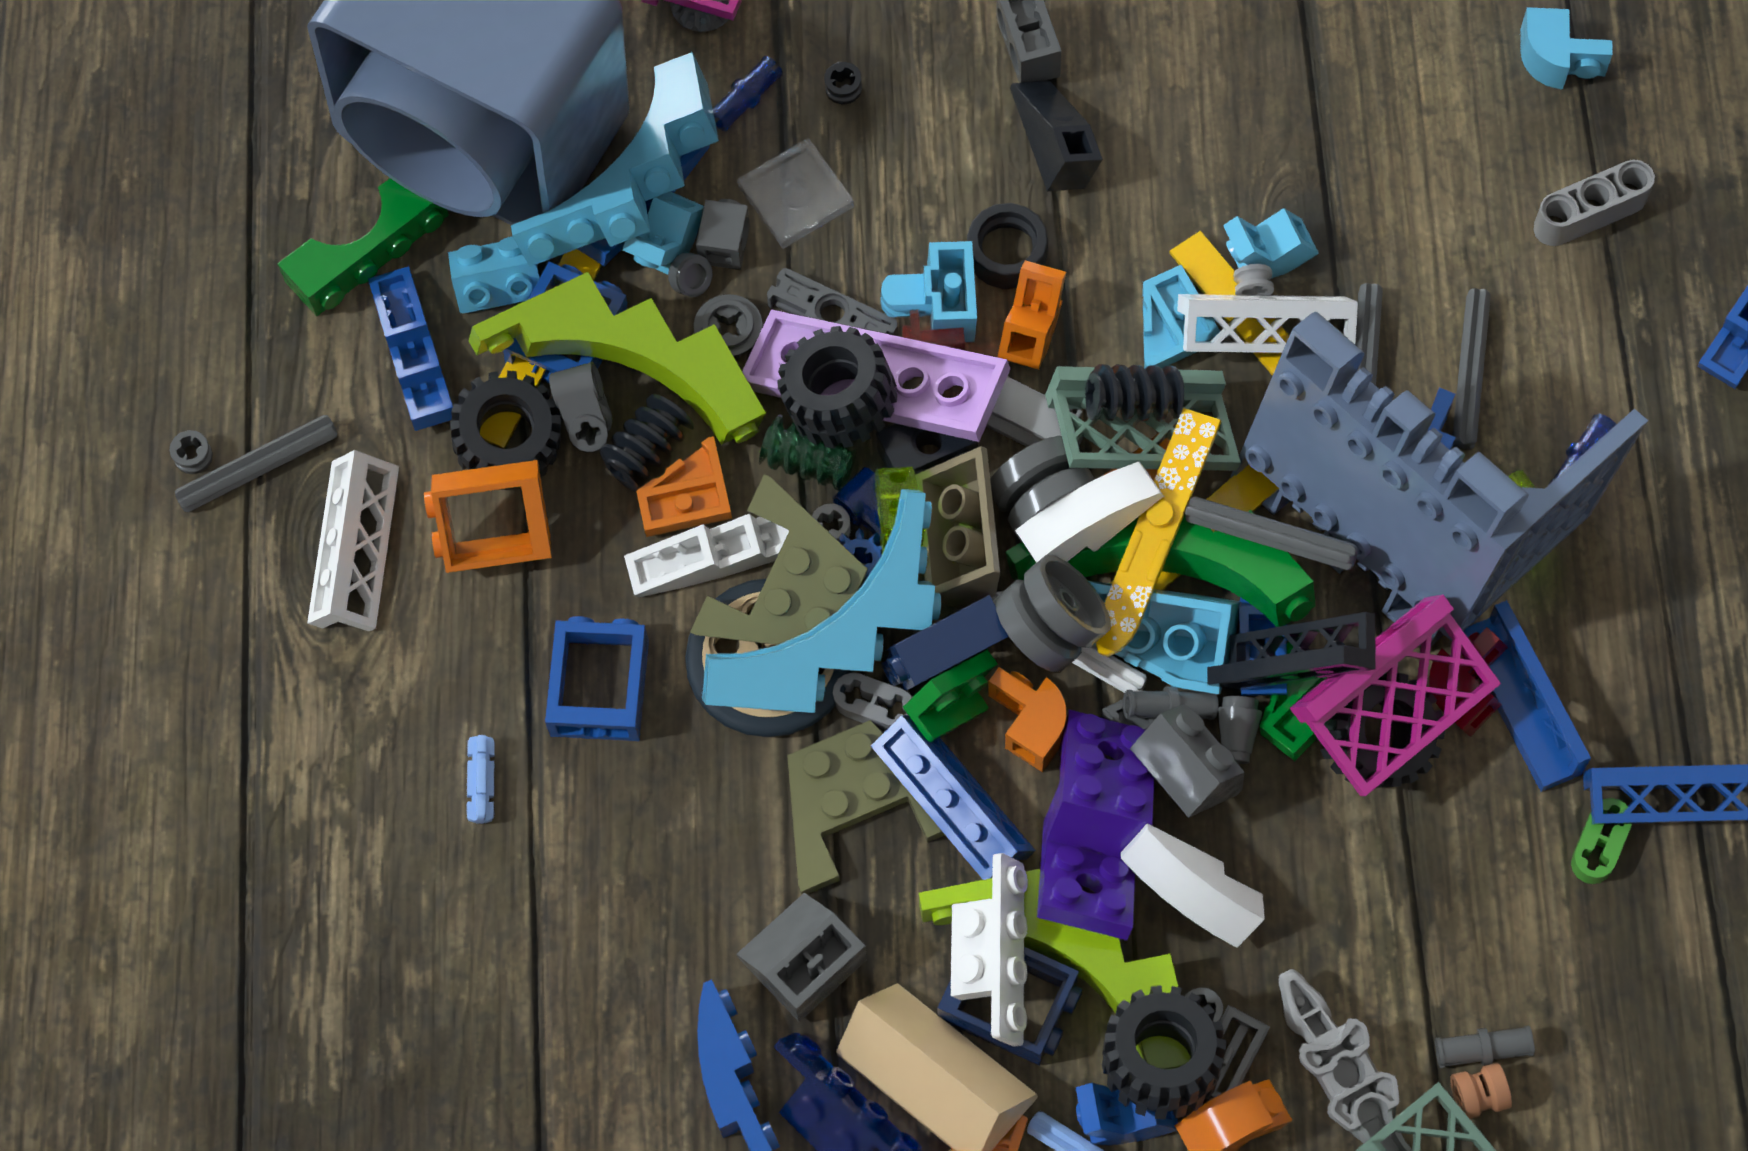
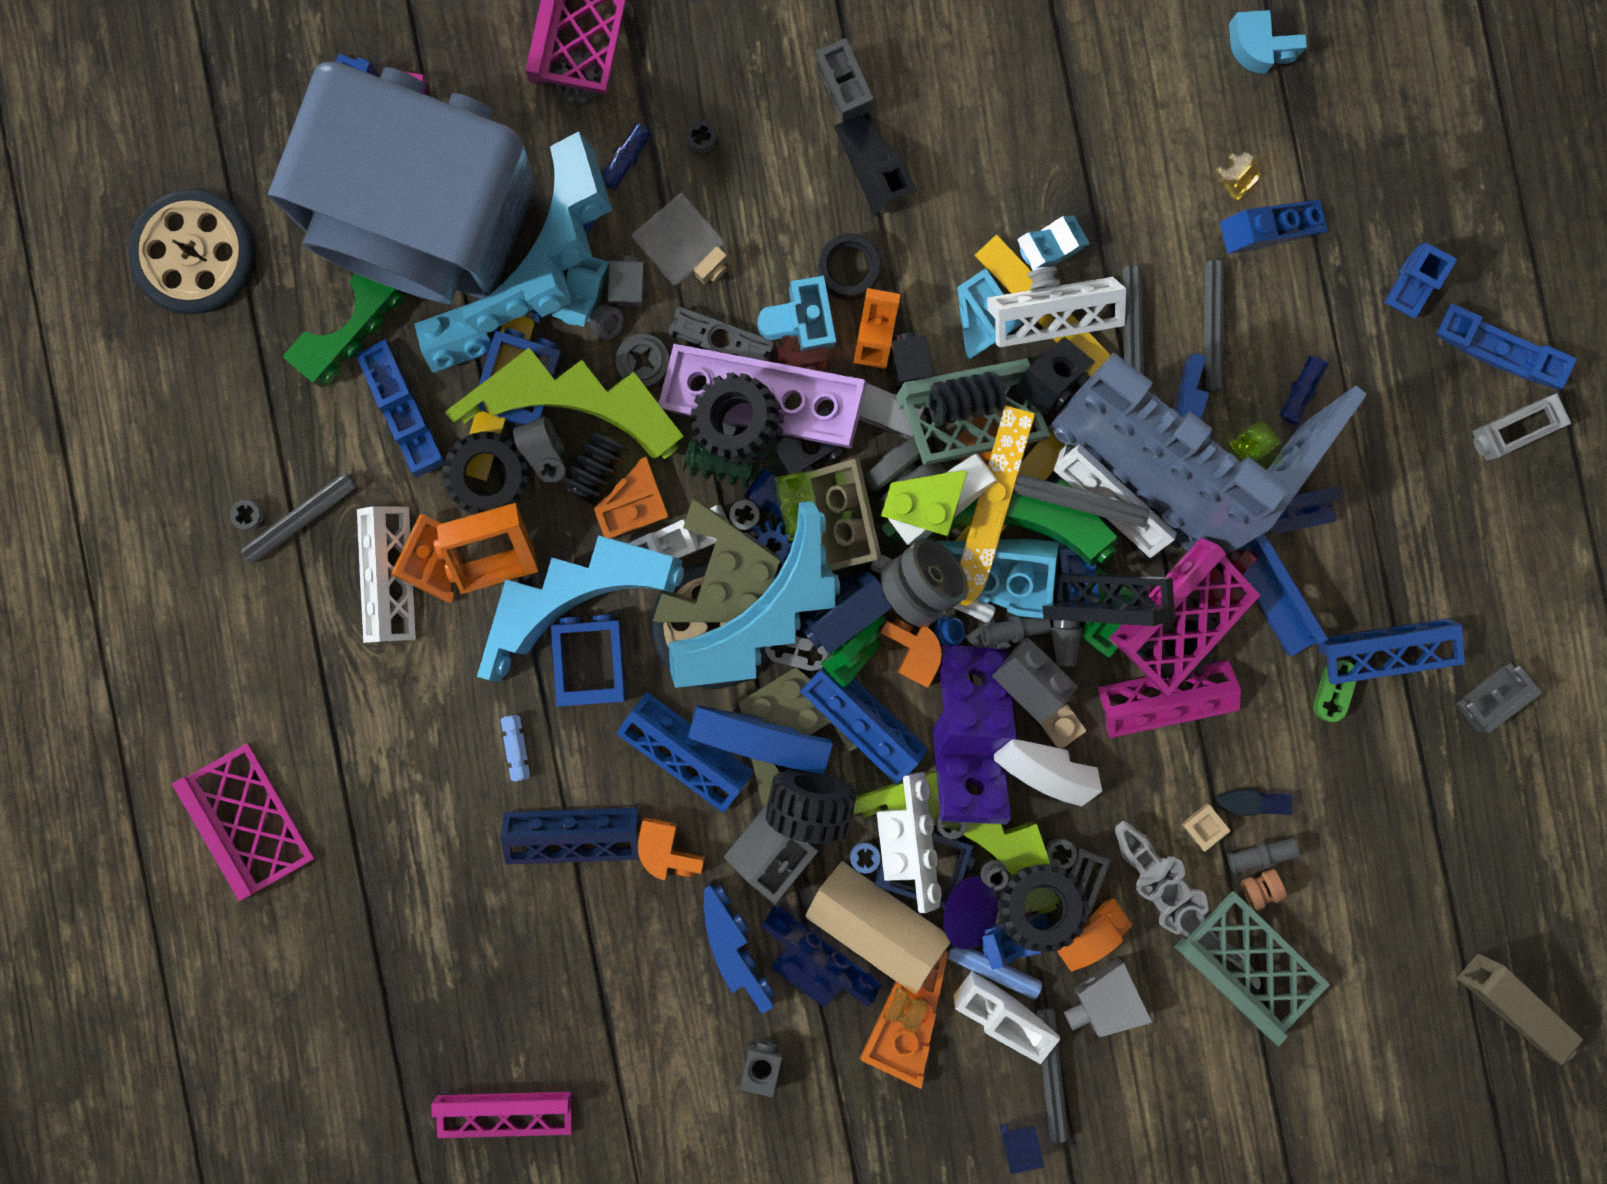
camera: 15 degrees left, 20 degrees up
(65, 842) = (217, 837): none -> dark pink fence
(150, 111) = (153, 228): none -> wedge
(405, 532) = (419, 562): none -> orange wing
(530, 600) = (528, 611): none -> medium azure arch
(534, 887) = (569, 831): none -> dark blue fence
(649, 935) = (657, 851): none -> orange brick
(715, 802) = (670, 730): none -> blue fence
(809, 796) = (760, 740): none -> blue slope
(832, 225) = (712, 266): none -> tan plate
(863, 885) = (810, 806): none -> black tyre
(916, 980) = (854, 857): none -> medium blue bush
(1054, 947) = (953, 833): none -> dark grey bush
(1059, 1059) = (970, 912): none -> dark purple sticker
(1066, 505) = (926, 501): none -> lime wing
(1069, 342) = (910, 359): none -> black brick
(1082, 696) = (949, 630): none -> blue plate
(1099, 1010) = (999, 879): none -> dark grey pin
(1223, 840) = (1063, 727): none -> tan plate
(1239, 390) = (1055, 376): none -> black brick
(1351, 589) = (1089, 475): none -> white fence
(1372, 828) = (1147, 713): none -> dark pink fence
(1406, 998) = (1205, 827): none -> tan plate
(1477, 977) = (1252, 802): none -> black piece
(1518, 194) = (1240, 175): none -> clear yellow tile
(1555, 256) = (1272, 225): none -> blue slope
(1570, 597) = (1308, 510): none -> clear blue bracket
(1605, 188) = (1310, 166): light grey beam -> none

